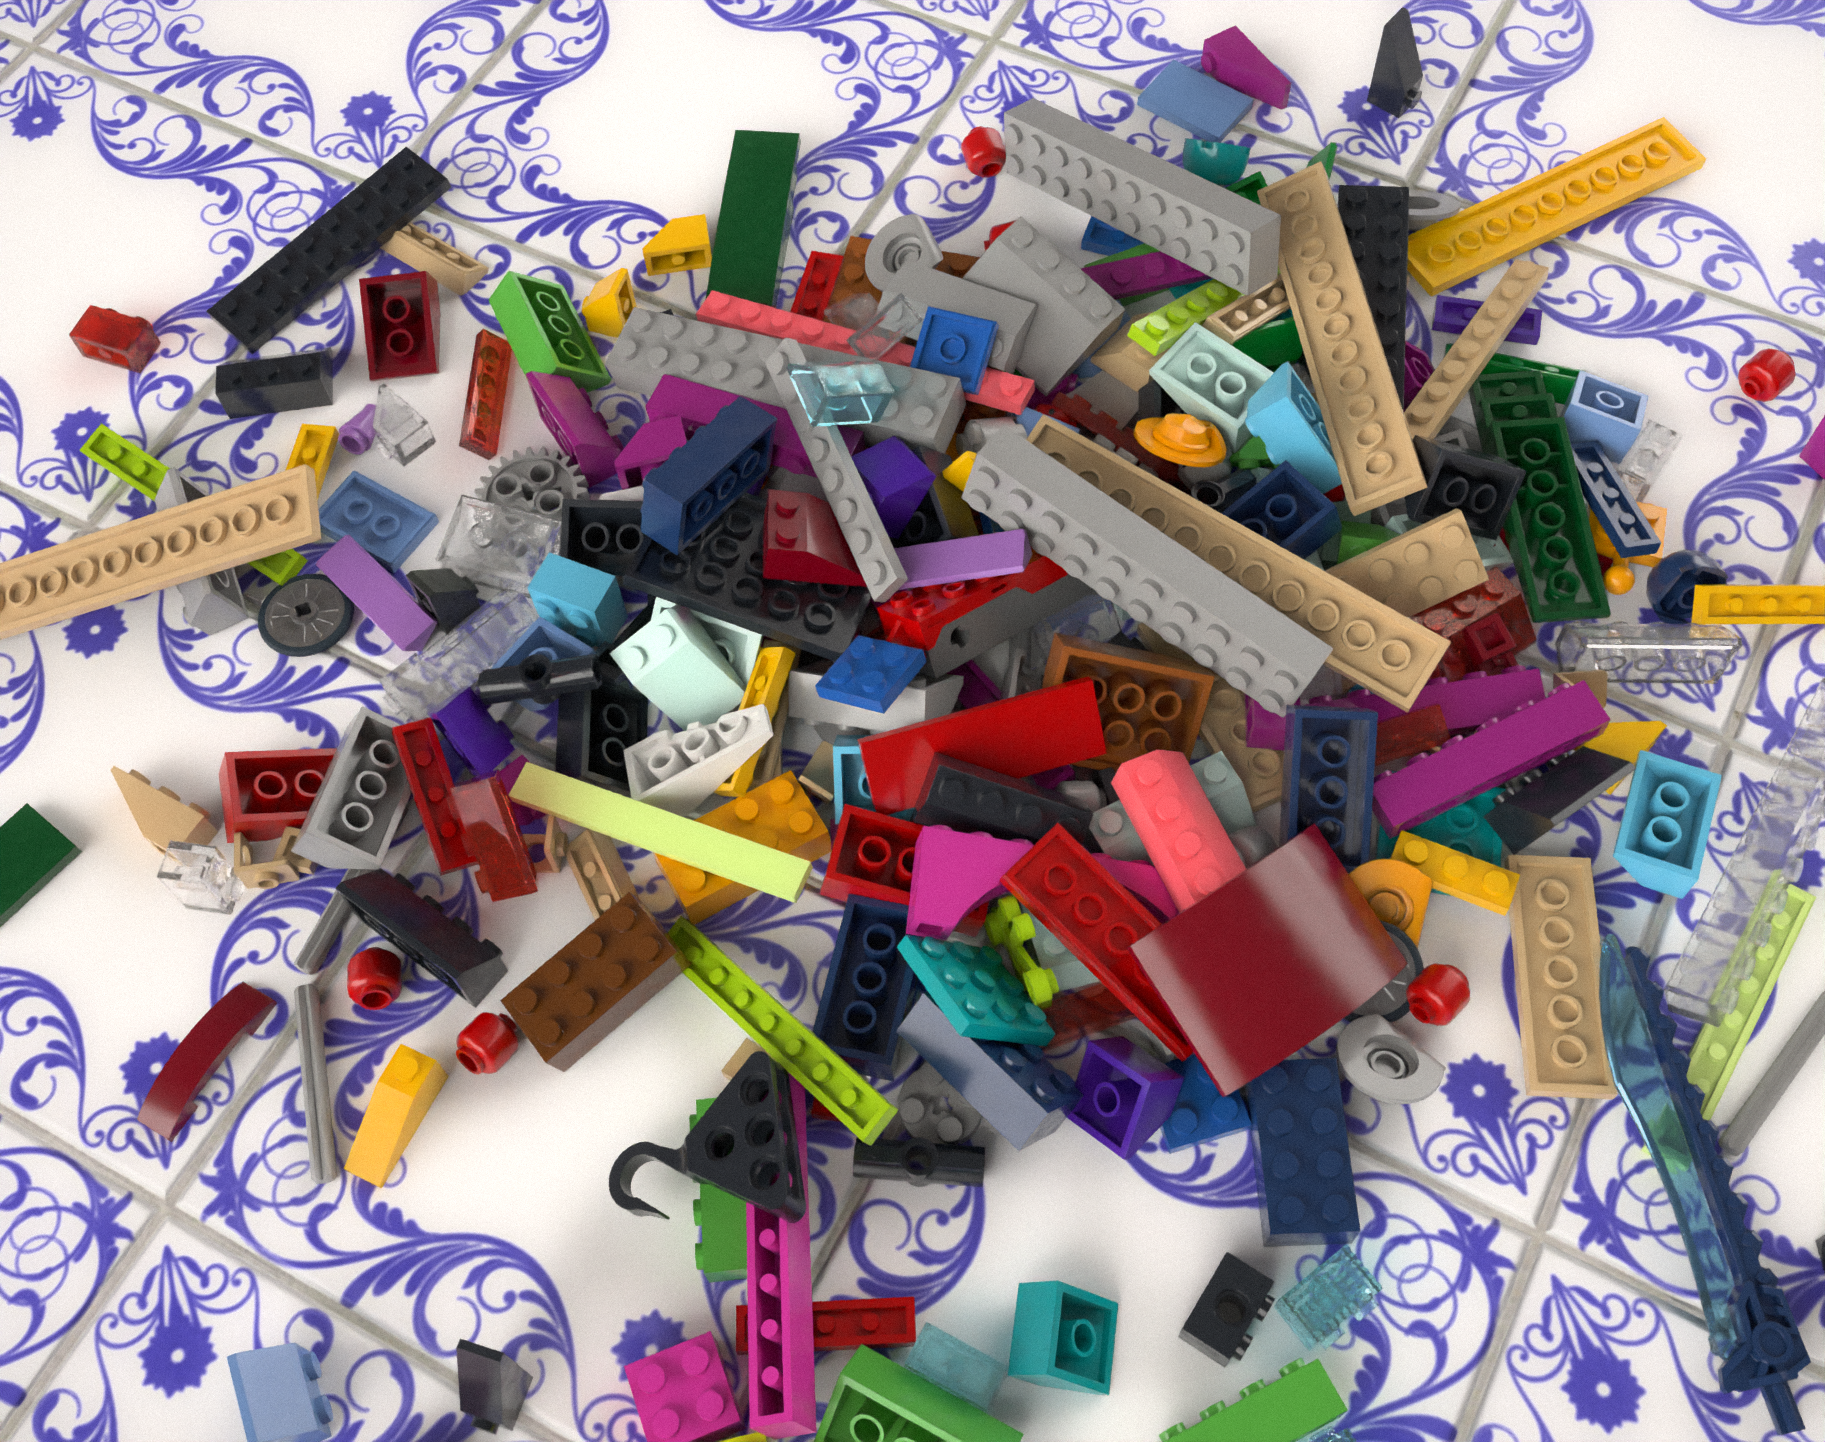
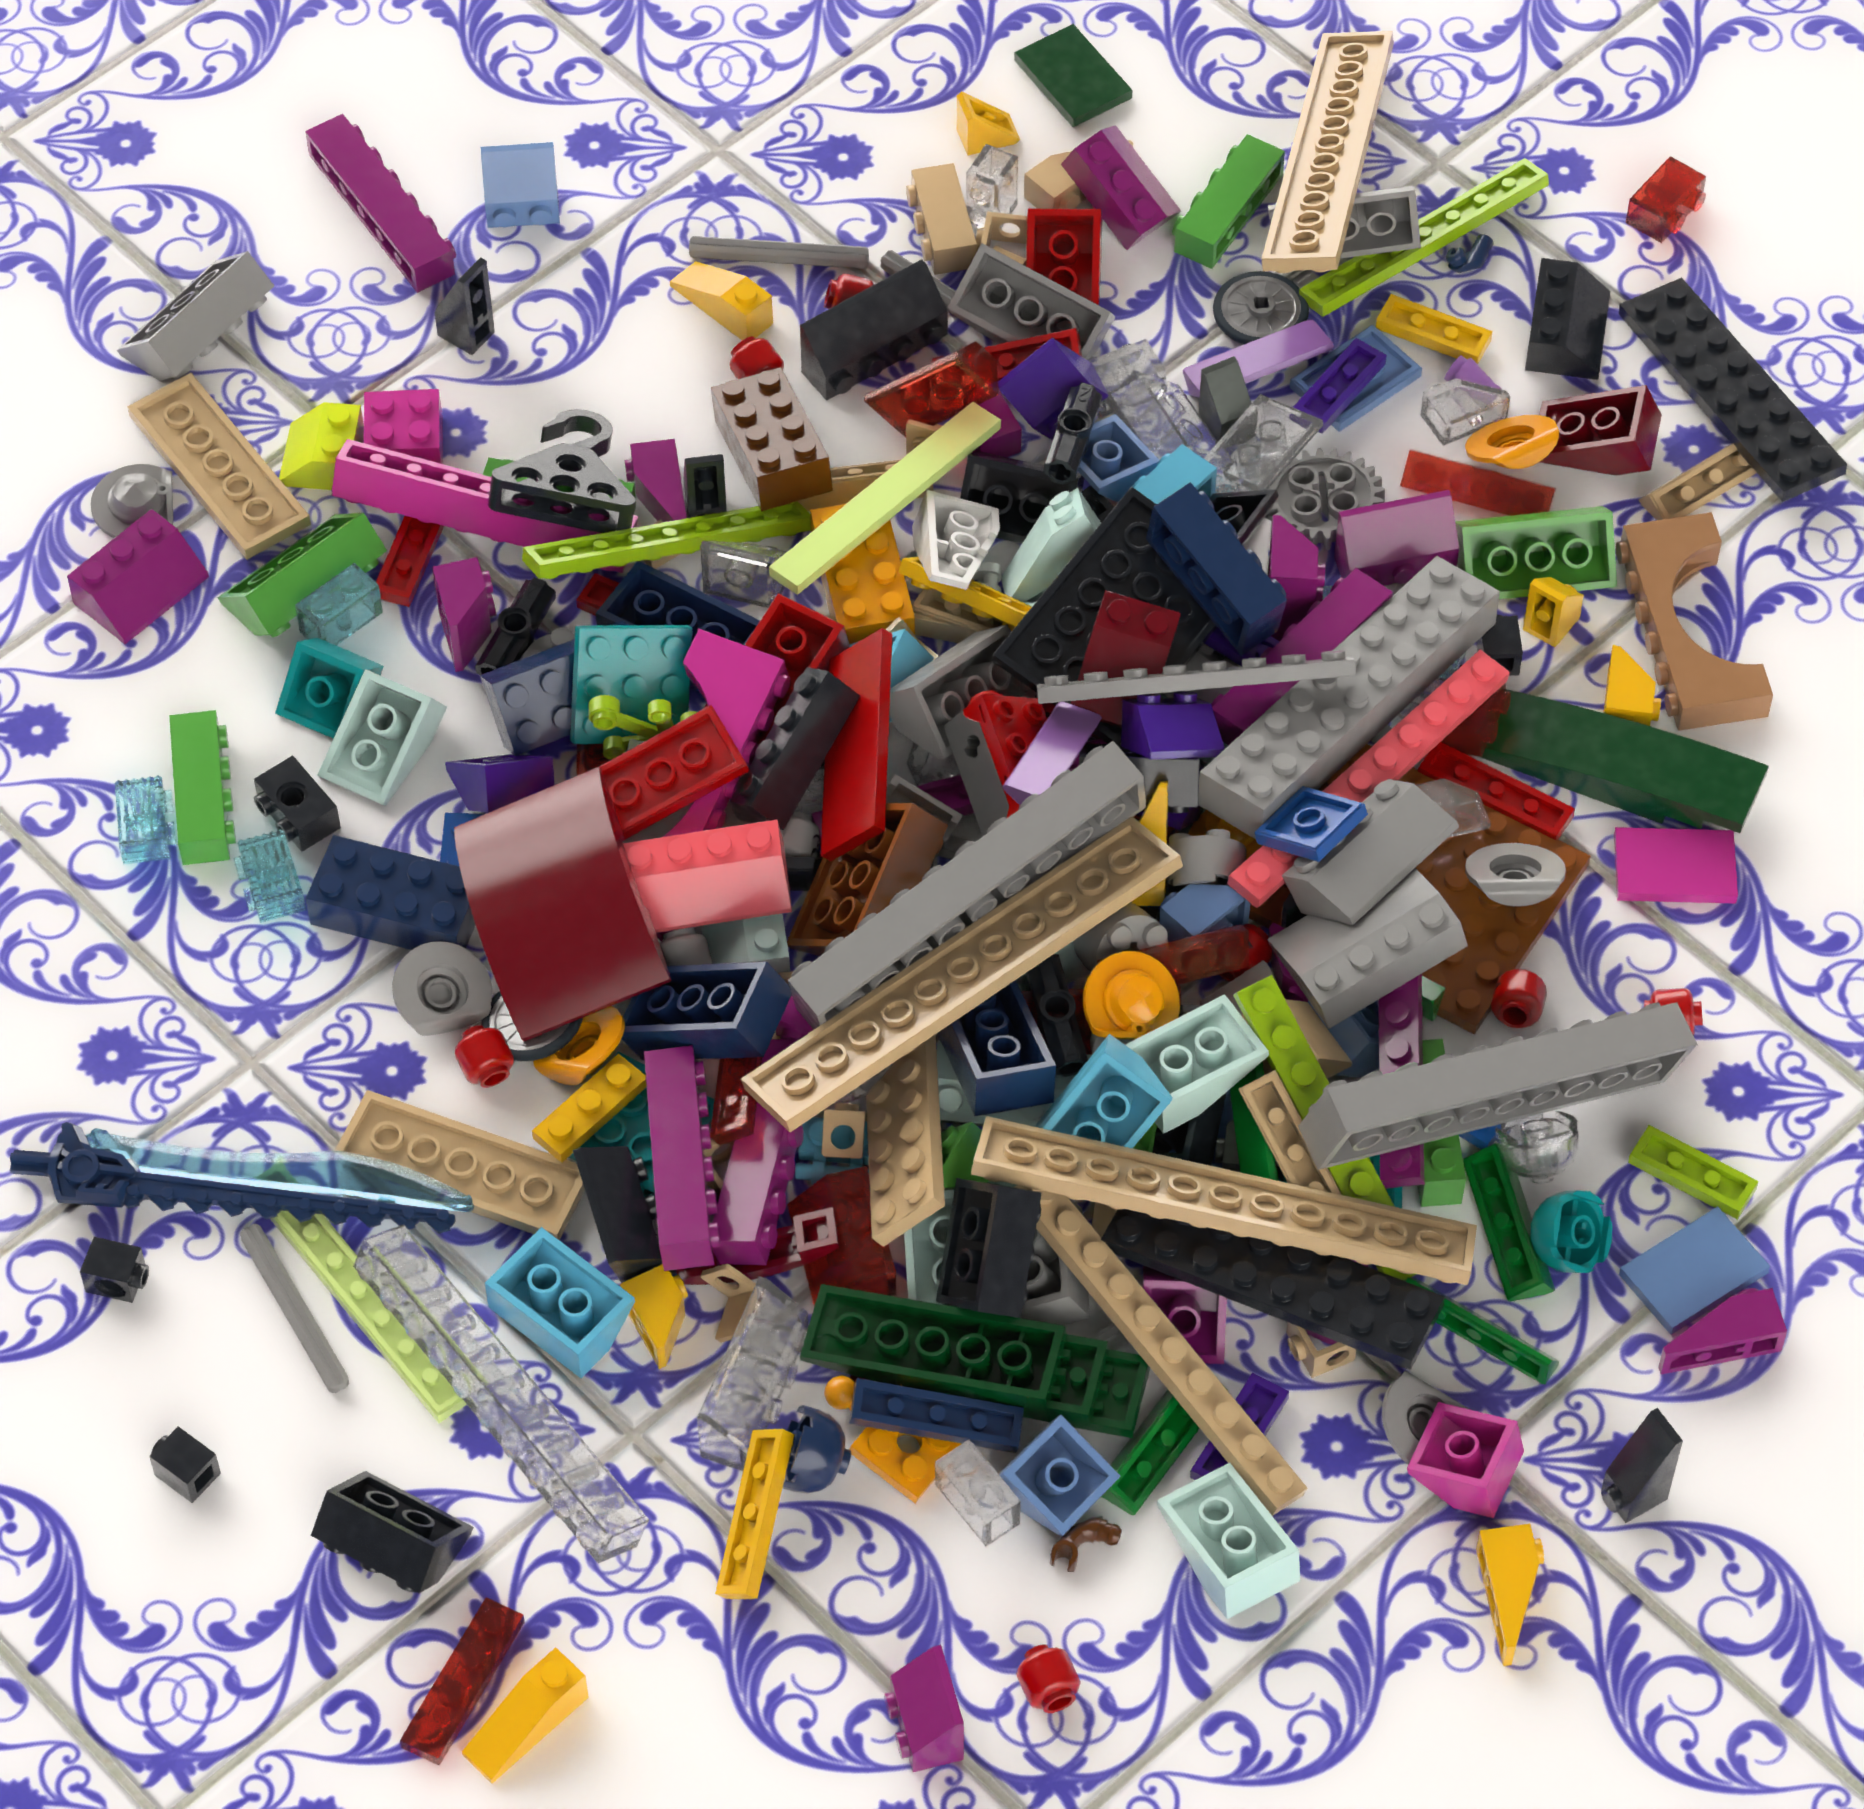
camera: 105 degrees right, 5 degrees down
(101, 930) = (983, 124): none -> yellow slope
(172, 672) = (1228, 201): none -> bright green brick
(178, 760) = (1120, 185): none -> magenta slope
(199, 1056) = (839, 183): dark red slope -> none
(209, 466) = (1463, 261): none -> dark blue arm
(240, 925) = (941, 218): none -> tan brick
(397, 515) = (1342, 382): none -> dark purple plate
(429, 377) = (1514, 441): none -> light orange hat
(555, 254) = (1697, 684): none -> medium nougat arch
(670, 1088) = (657, 478): none -> magenta slope
(685, 1020) = (704, 485): none -> black slope
(768, 947) = (740, 571): none -> clear slope
(836, 189) = (1675, 865): none -> dark pink tile
(841, 391) = (1274, 685): clear light blue slope -> none
(871, 674) = (956, 660): blue plate -> none
(885, 328) = (1362, 774): clear tile -> none
(924, 1216) = (464, 607): none -> magenta slope
(1107, 1249) = (381, 737): none -> light aqua slope
(1118, 106) = (1693, 1172): none -> lime plate
(1437, 169) = (1467, 1458): none -> dark pink slope
(1516, 135) = (1509, 1571): none -> yellow slope
(1549, 205) = (1390, 1586): yellow plate -> none
(1589, 289) = (1231, 1540): none -> light aqua slope
(1656, 392) = (1090, 1530): none -> reddish brown piece

